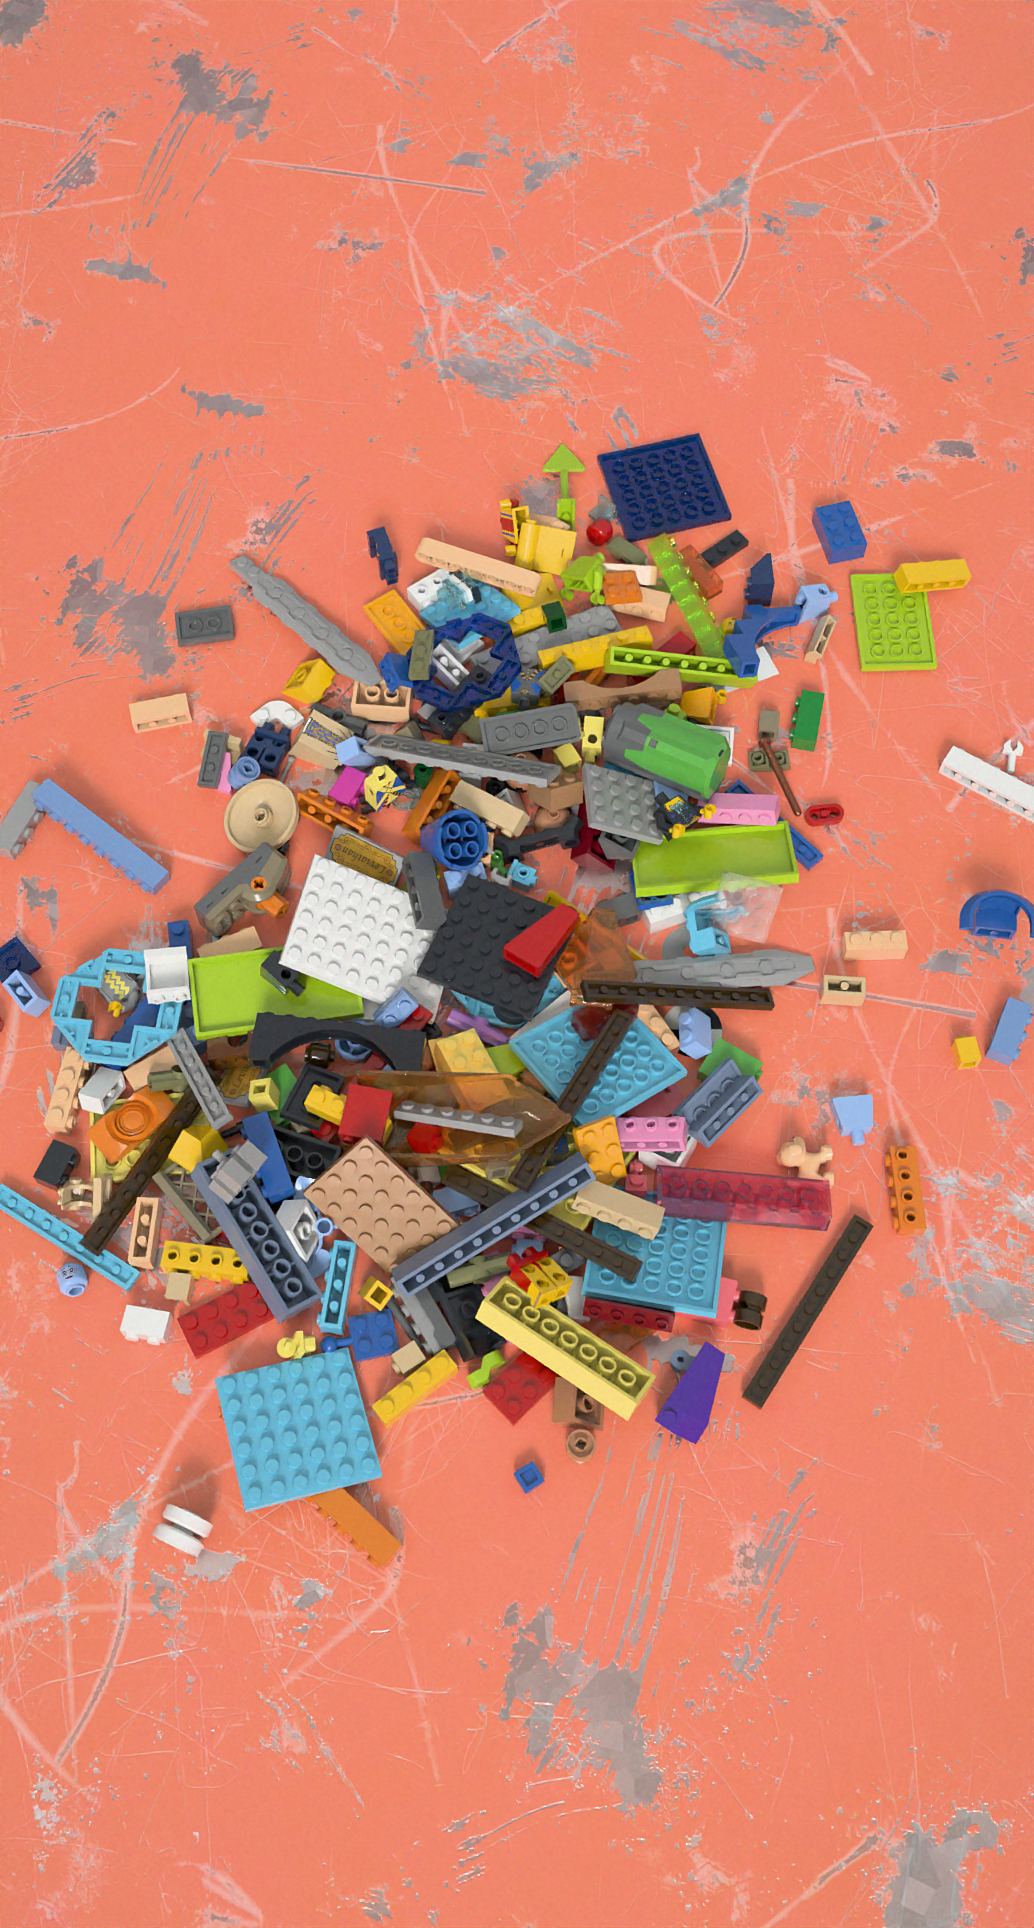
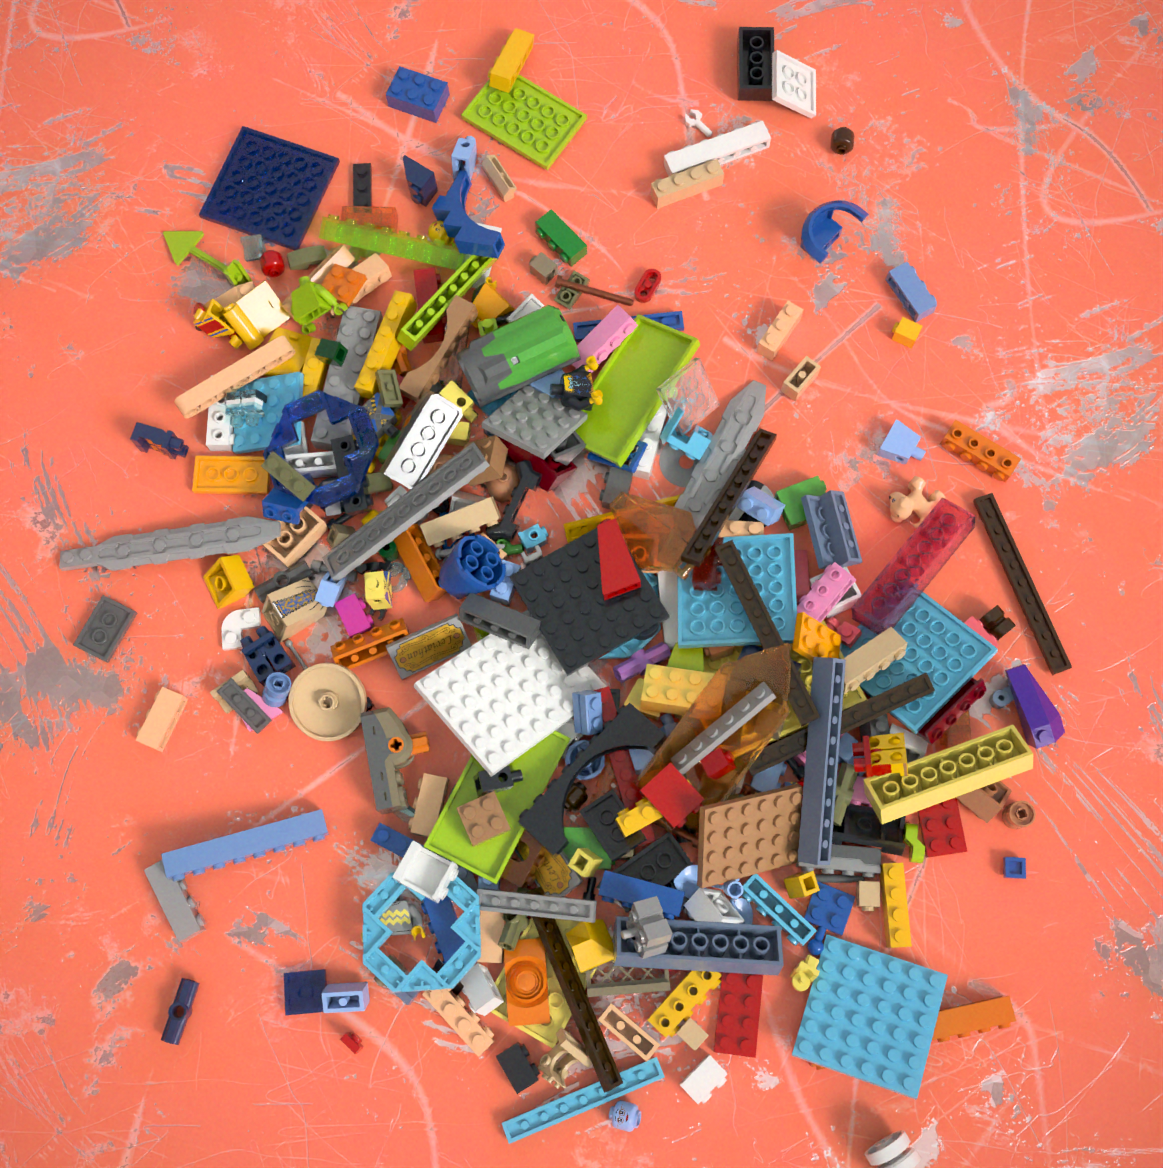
camera: 50 degrees left, 10 degrees up
(242, 988) = (483, 819): none -> medium nougat brick
(945, 782) = (687, 183): none -> tan brick

